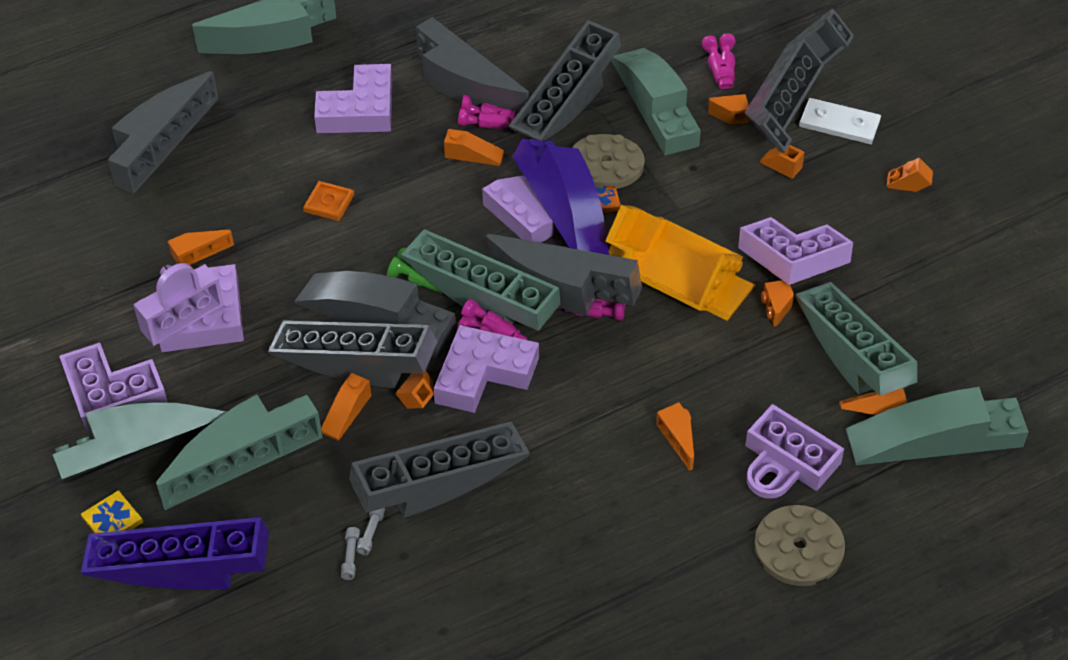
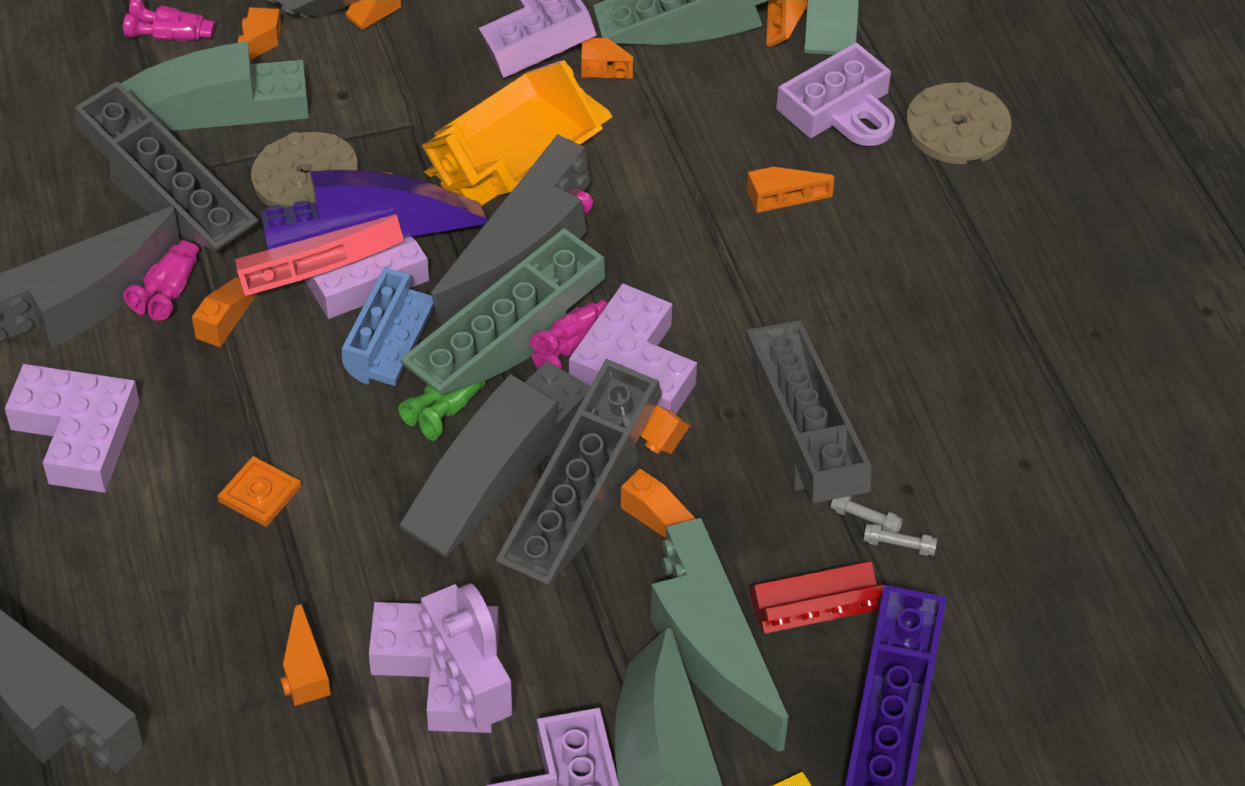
camera: 80 degrees left, 0 degrees up
(284, 504) = (816, 597): none -> red brick
(469, 223) = (386, 329): none -> medium blue brick
(514, 174) = (316, 254): none -> coral slope

